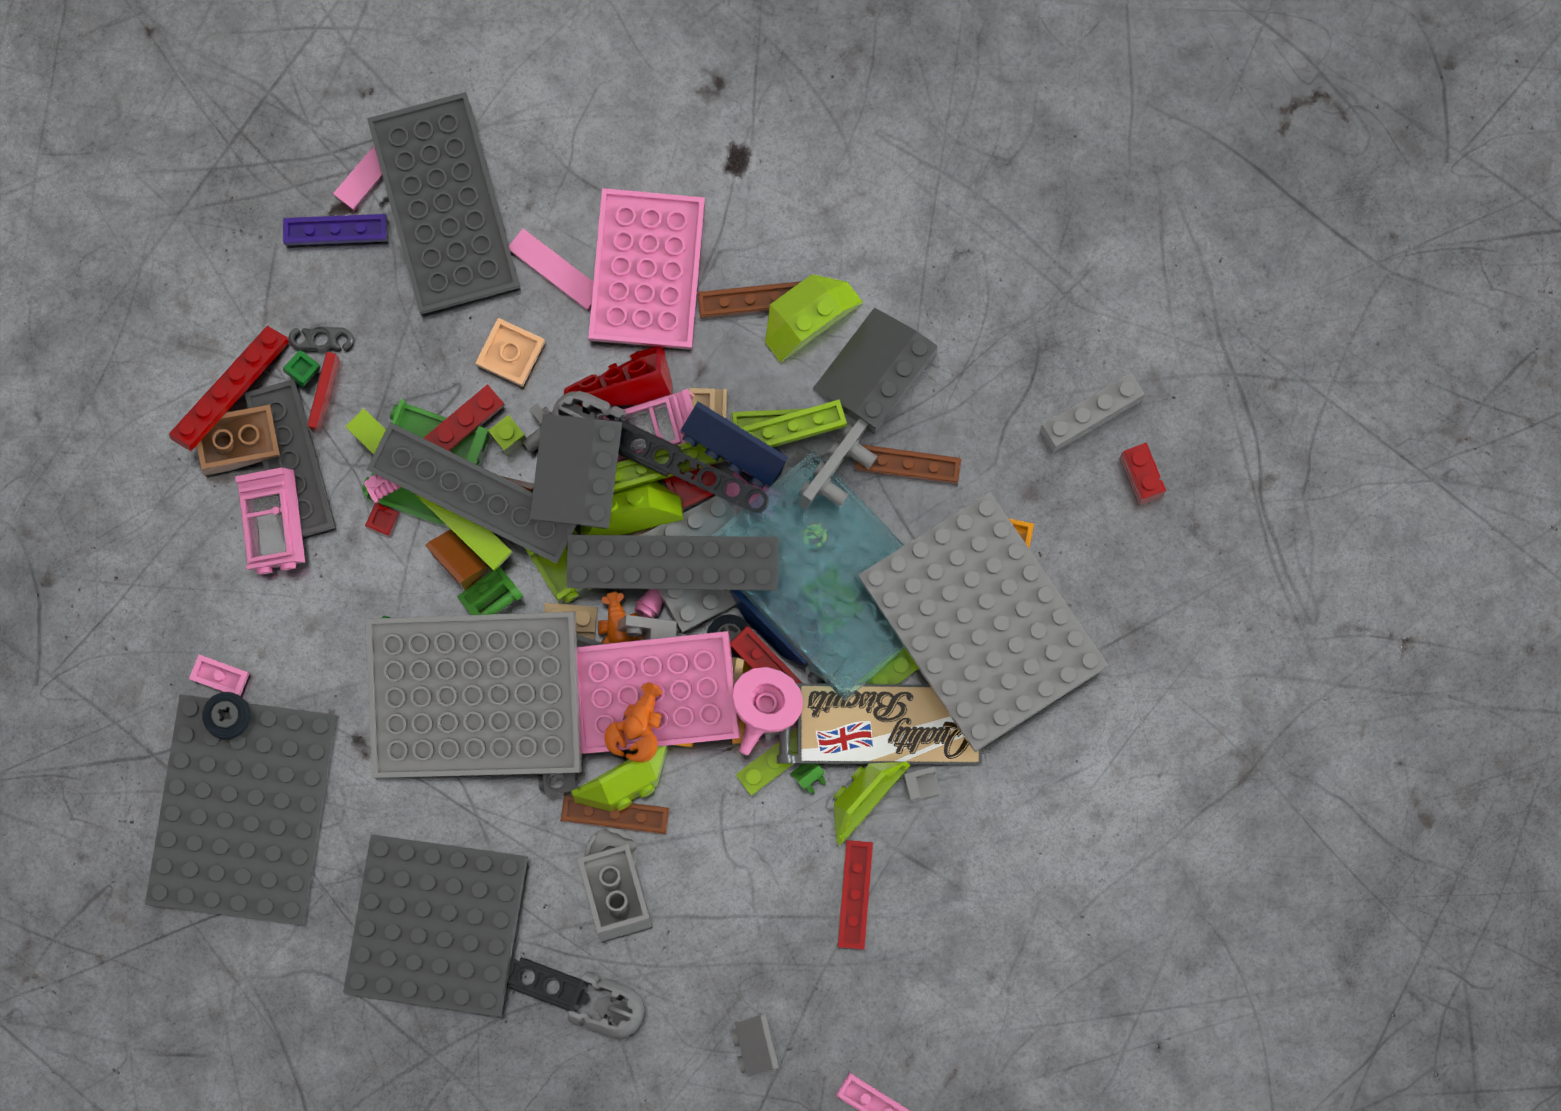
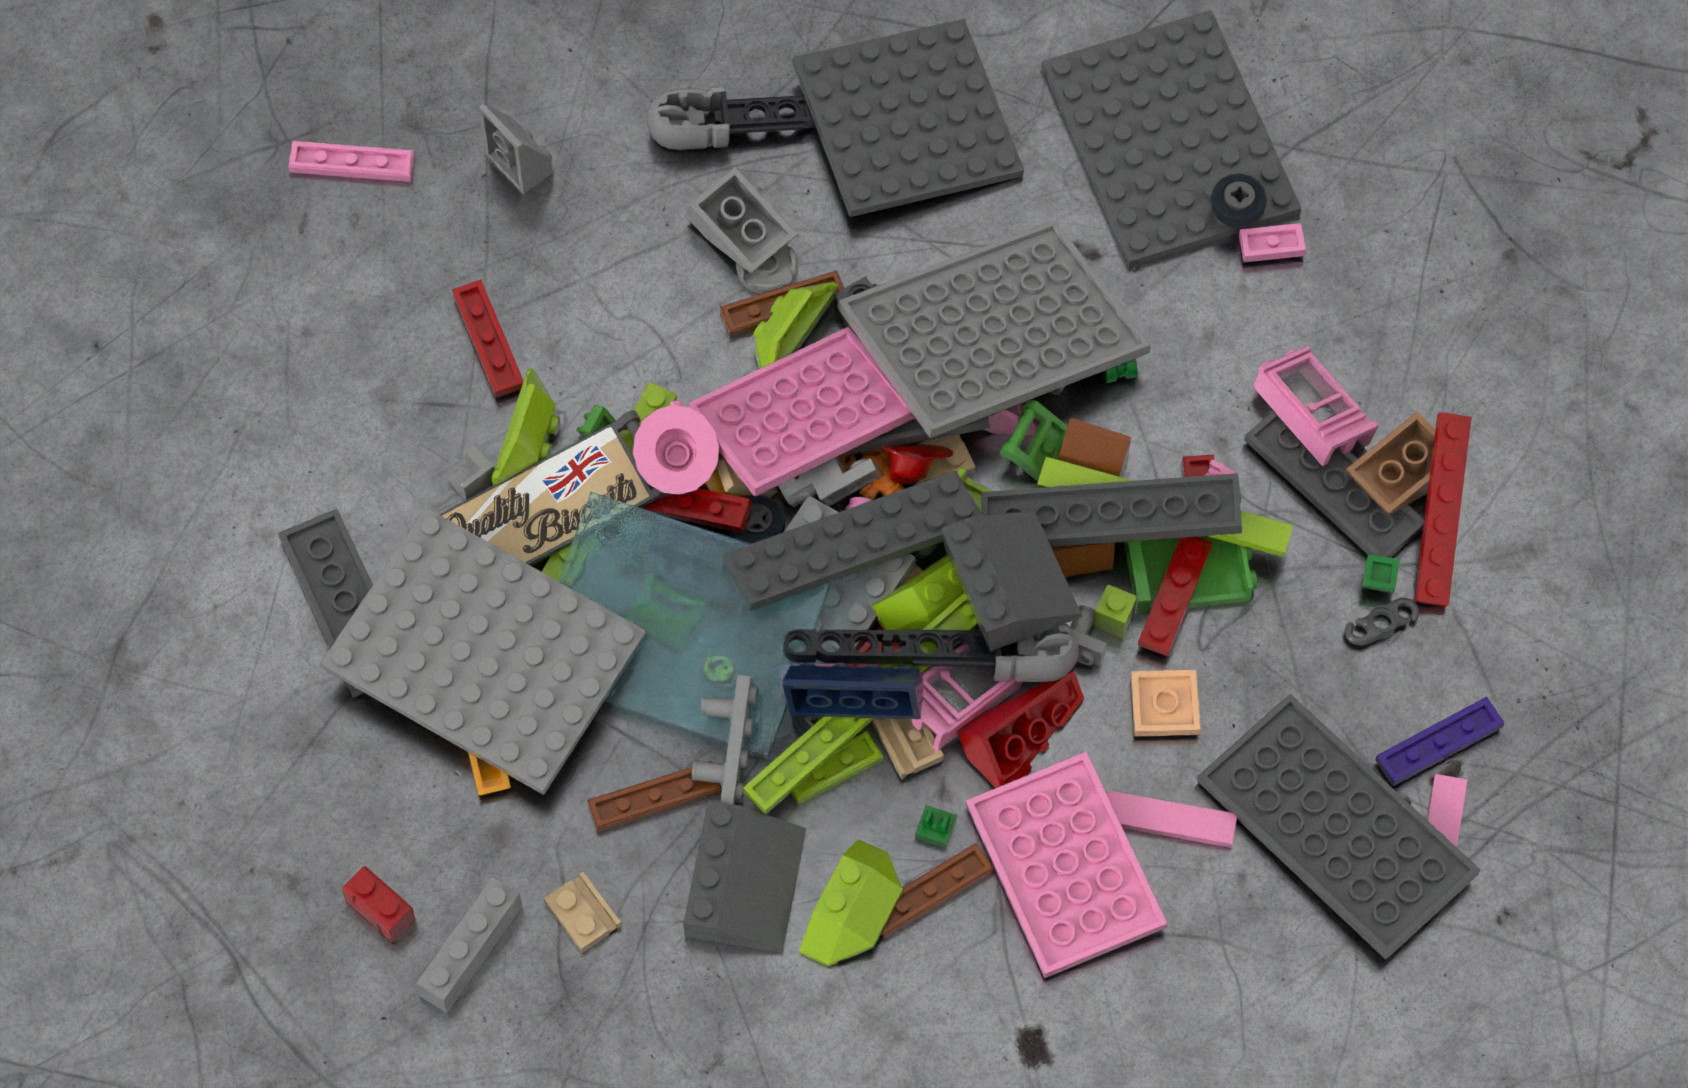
camera: 150 degrees right, 15 degrees down
(323, 392) = (1342, 563): red tile -> none
(592, 619) = (913, 462): none -> red piece
(638, 724) = (801, 361): orange animal -> none
(721, 344) = (935, 826): none -> green tile
(1000, 403) = (582, 912): none -> tan plate
(1064, 749) = (328, 572): none -> dark grey plate

